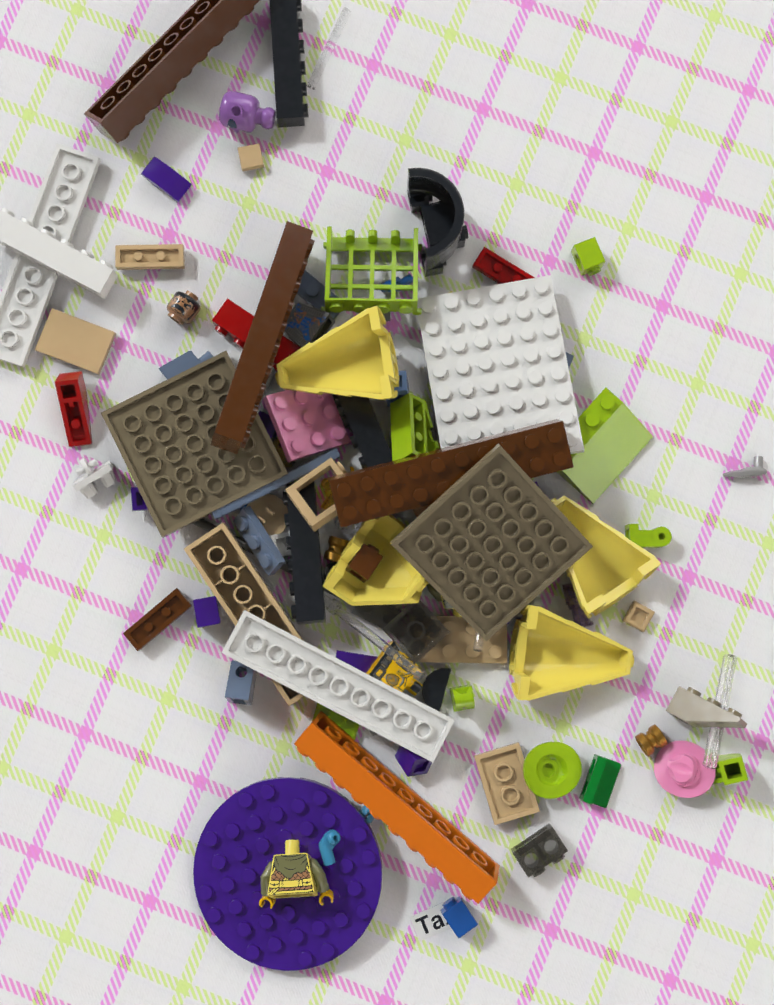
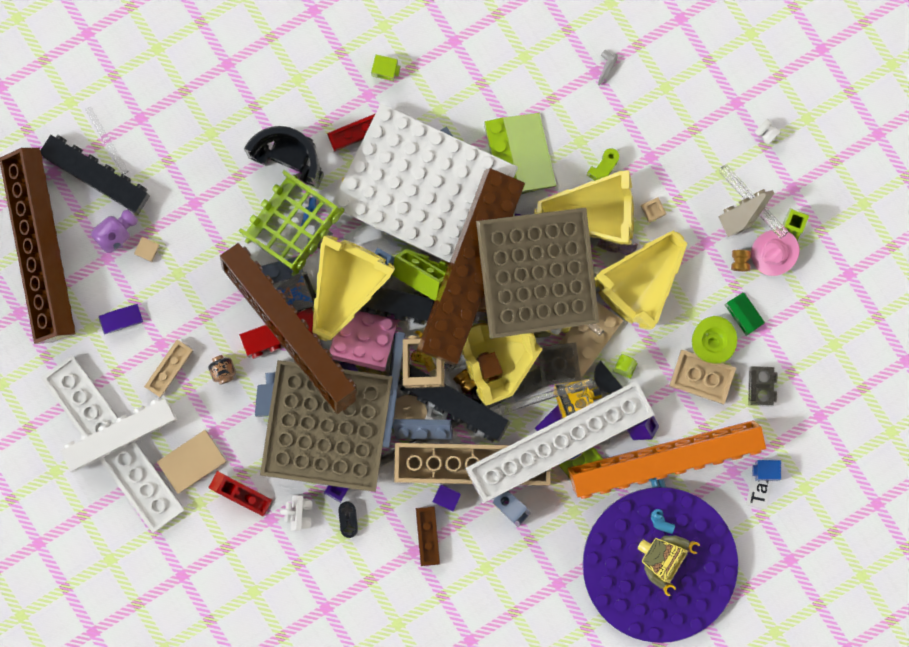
camera: 55 degrees left, 0 degrees up
(125, 534) = (343, 521): none -> black beam

